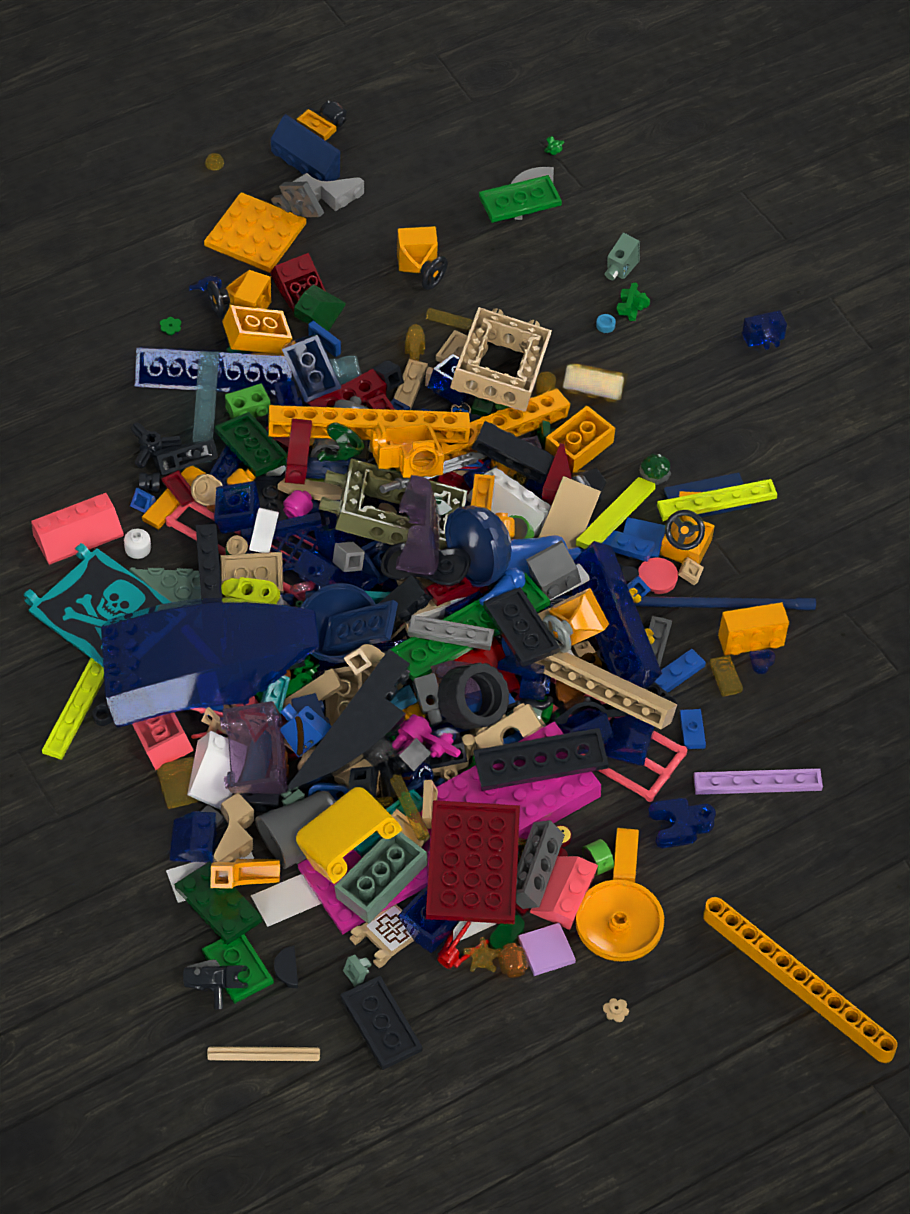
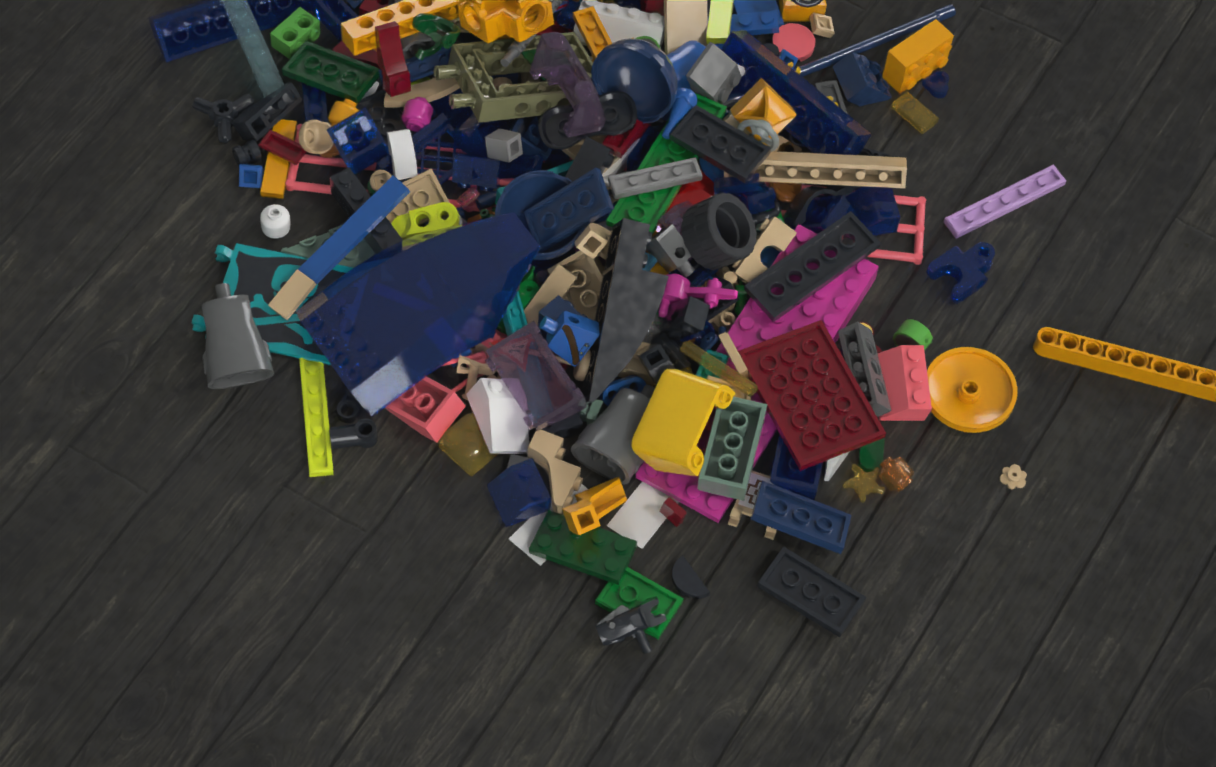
camera: 30 degrees left, 5 degrees up
(42, 622) = (233, 343): none -> dark grey torso
(87, 522) = (193, 238): coral slope -> none
(94, 735) = (352, 434): none -> black piece
(112, 605) = (292, 294): none -> tan tile
(185, 575) = (354, 229): none -> blue tile
(264, 1053) = (719, 675): tan axle -> none
(307, 907) = (673, 511): none -> dark red tile
(356, 969) = (757, 551): sand green tile -> none
(408, 958) = (801, 517): none -> dark blue plate
(449, 954) = (834, 496): red plant -> none
(546, 949) = (917, 447): lavender tile -> none
(625, 854) = (932, 316): light orange beam -> none
(680, 670) = (873, 120): blue plate -> none
(692, 729) = (919, 179): blue plate -> none
(694, 629) = (861, 80): none -> dark blue slope

